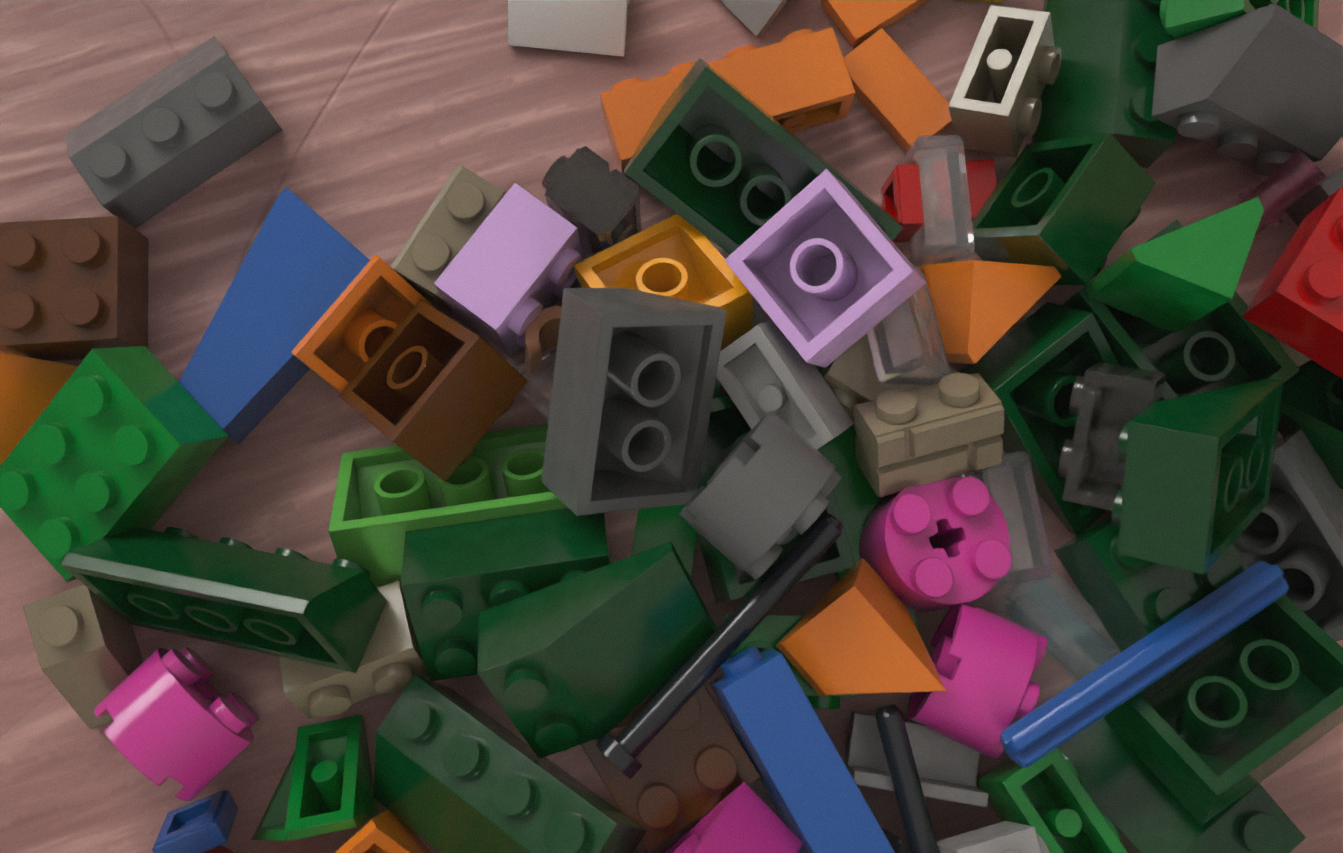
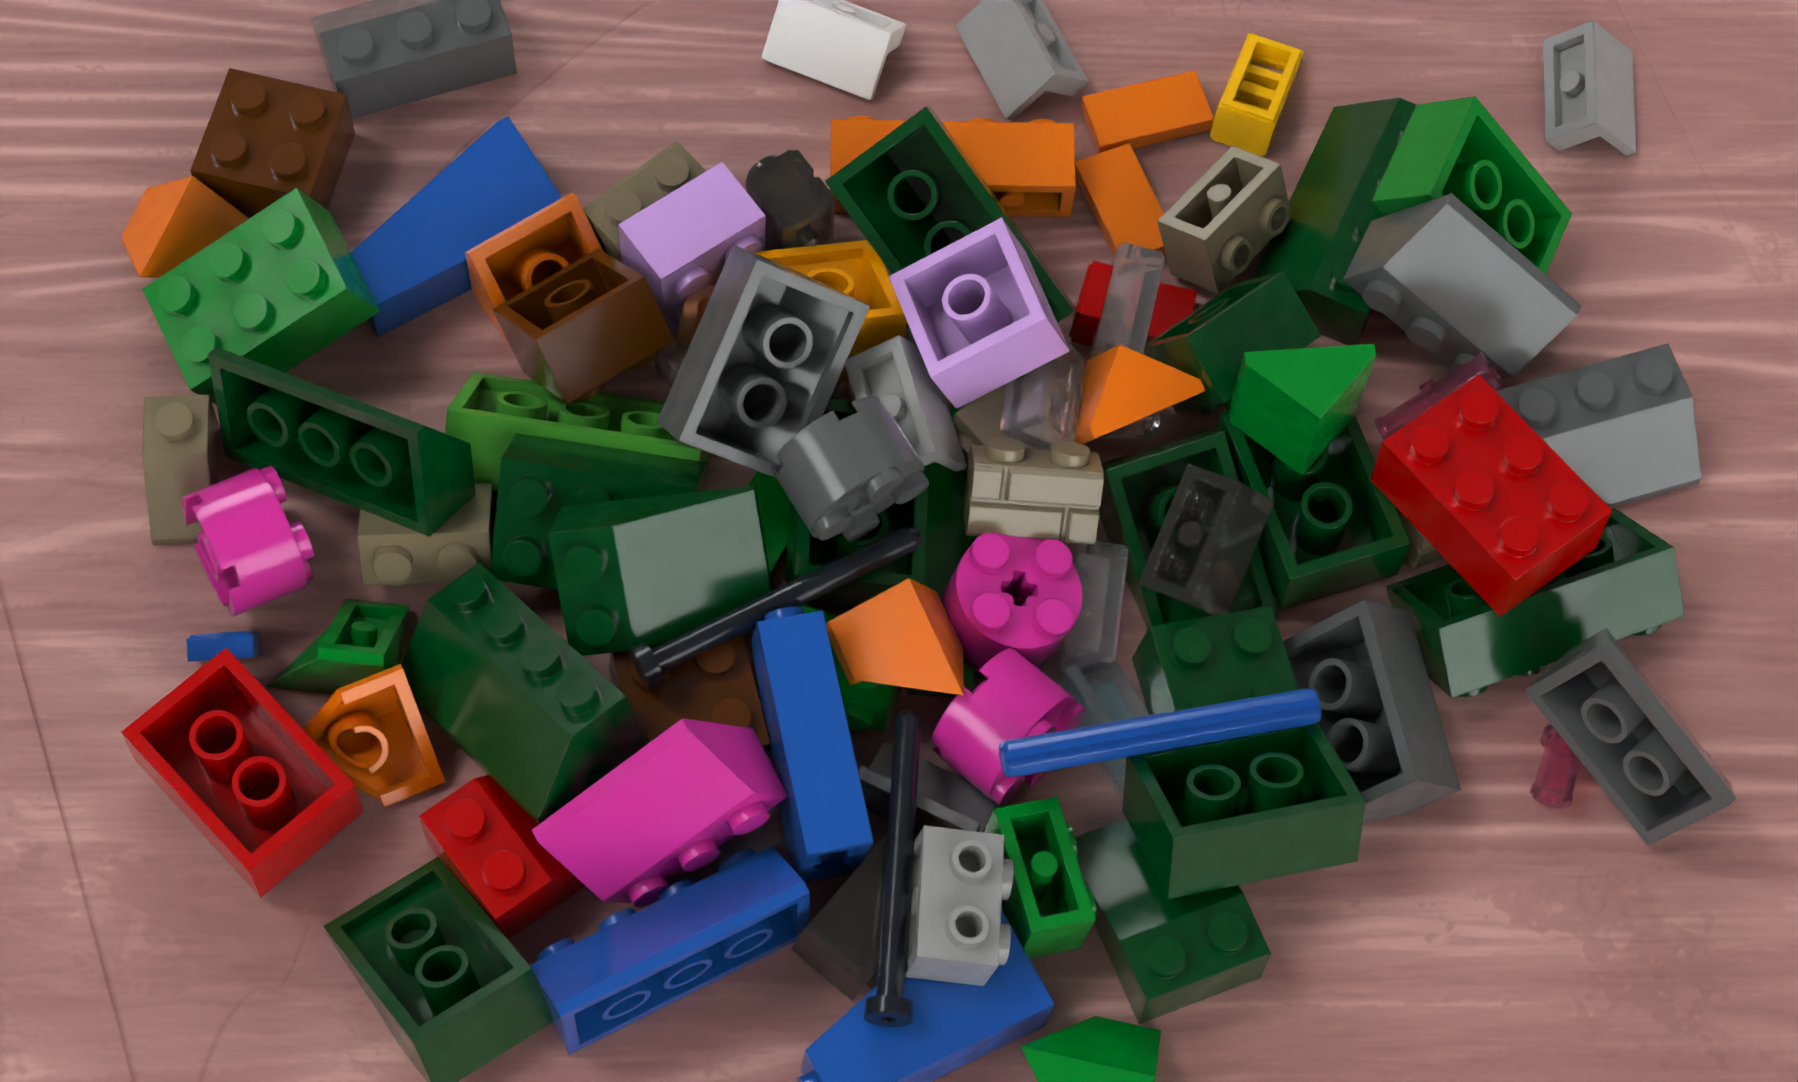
camera: 15 degrees right, 15 degrees down
(1196, 473) = (1265, 575): dark green slope -> none

